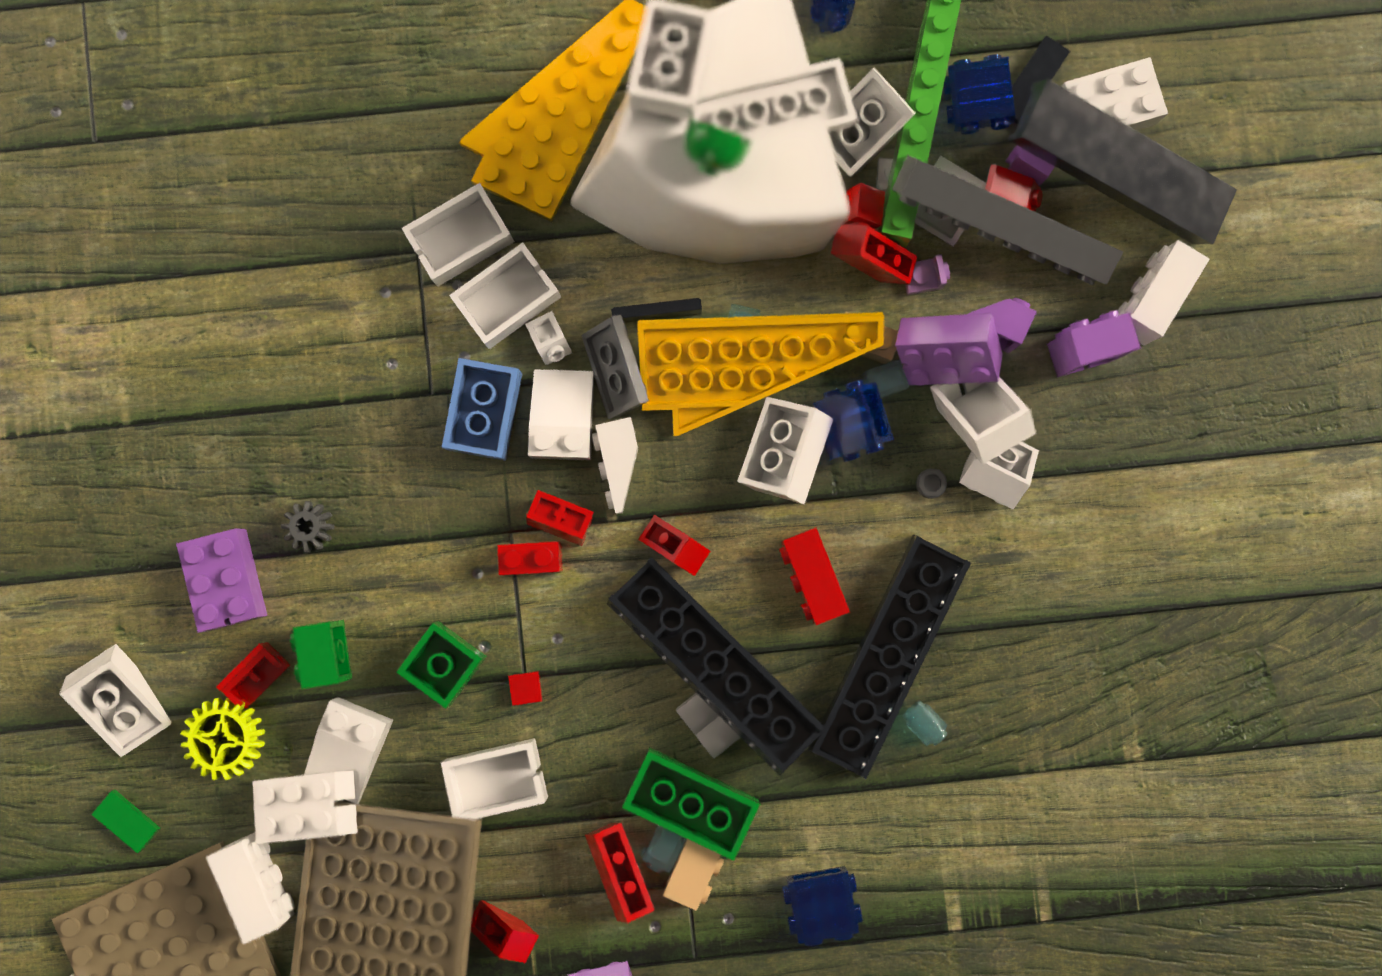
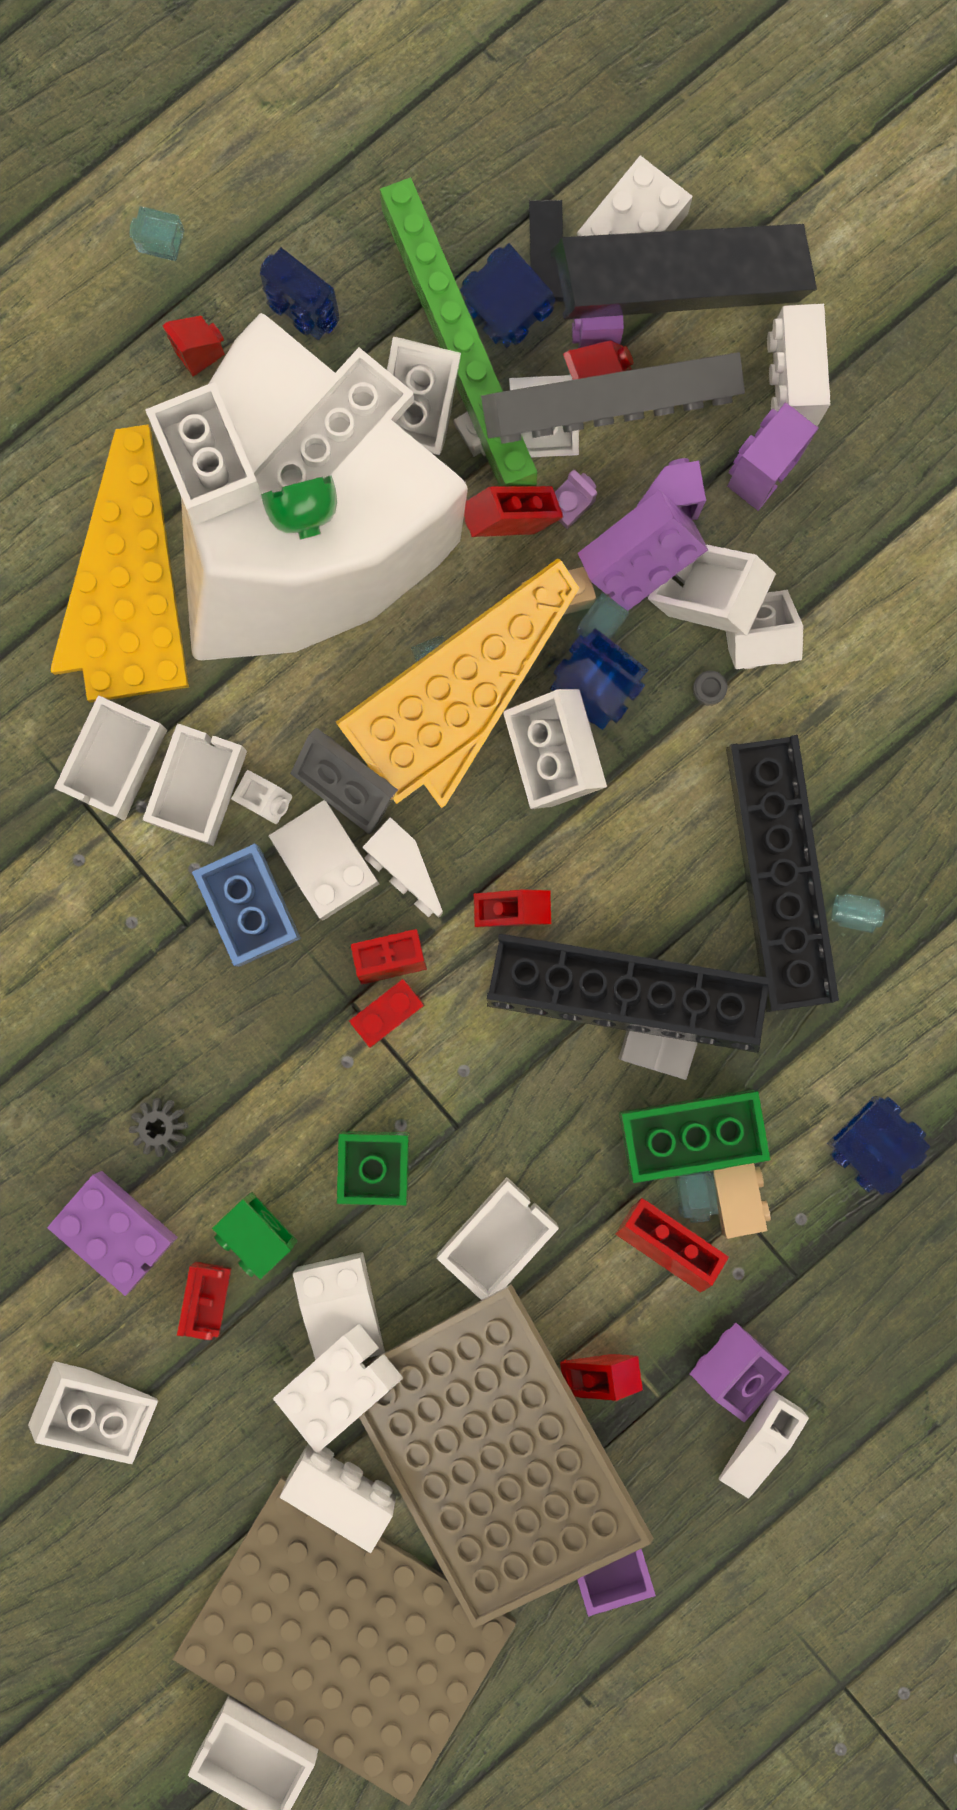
camera: 30 degrees left, 0 degrees up
(126, 821) = (178, 1520): green tile -> none
(216, 762) = (190, 1393): neon yellow gear -> none
(525, 688) = (466, 1137): red tile -> none
(659, 310) = (347, 700): black tile -> none
(813, 577) = (662, 848): red brick -> none
(865, 206) = (475, 470): red slope -> none

